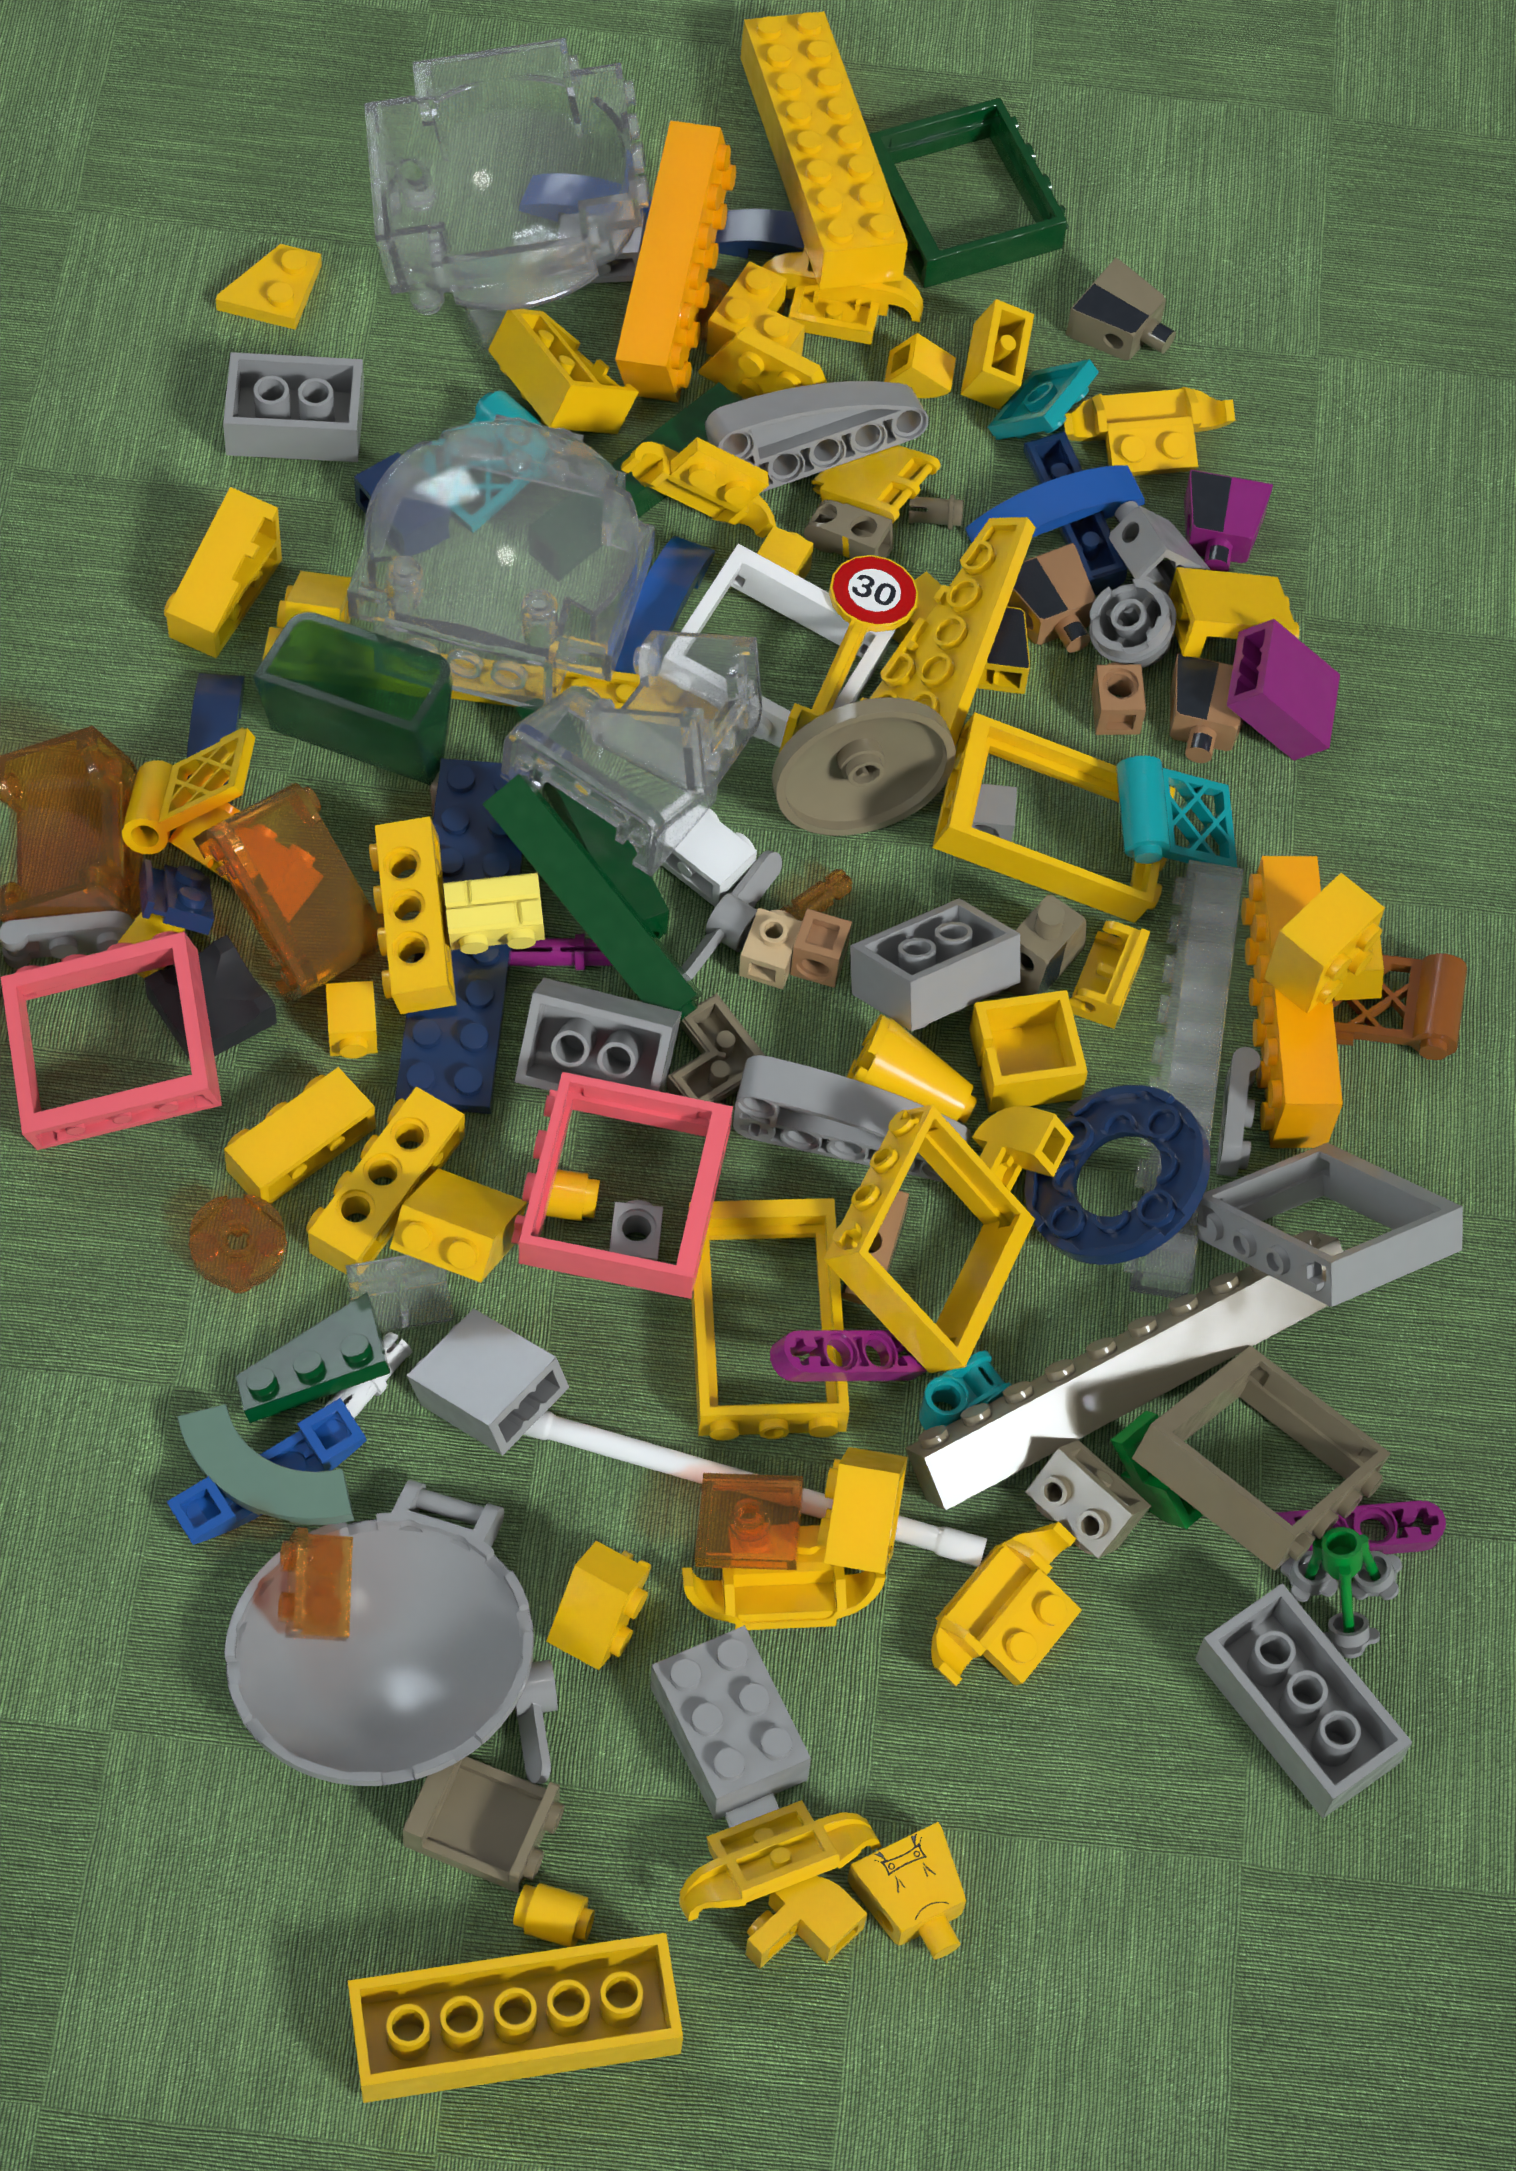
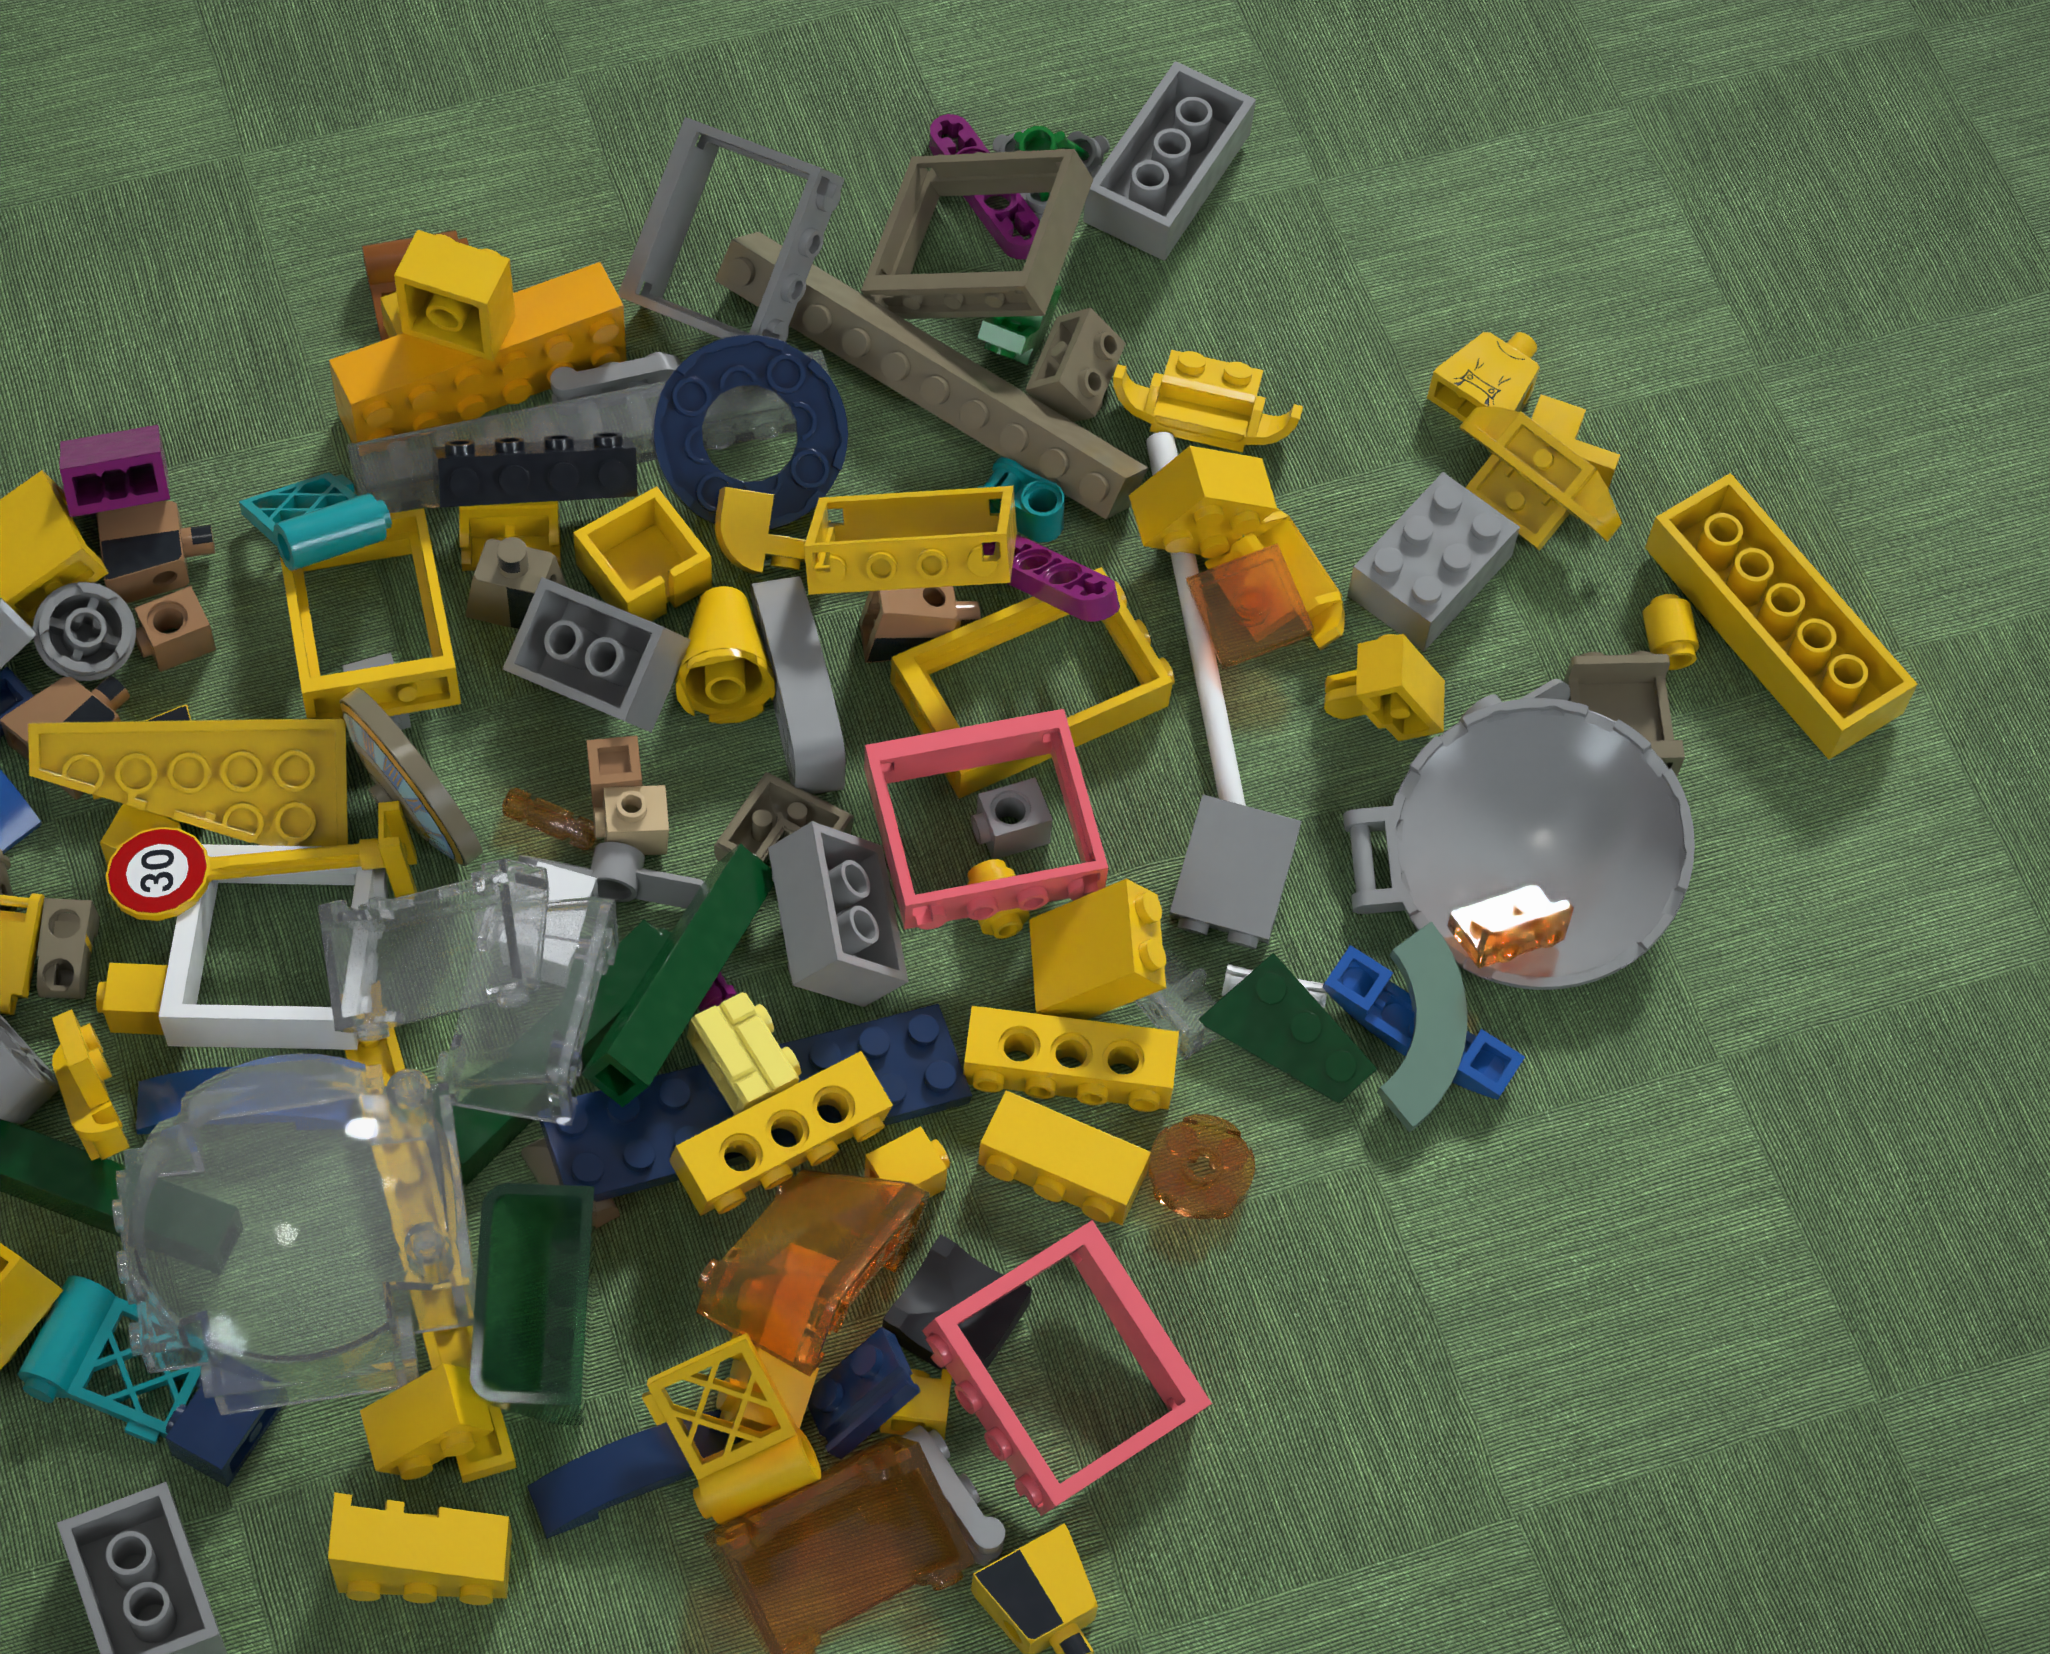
camera: 115 degrees left, 0 degrees up
(1146, 989) = (534, 470): none -> black brick

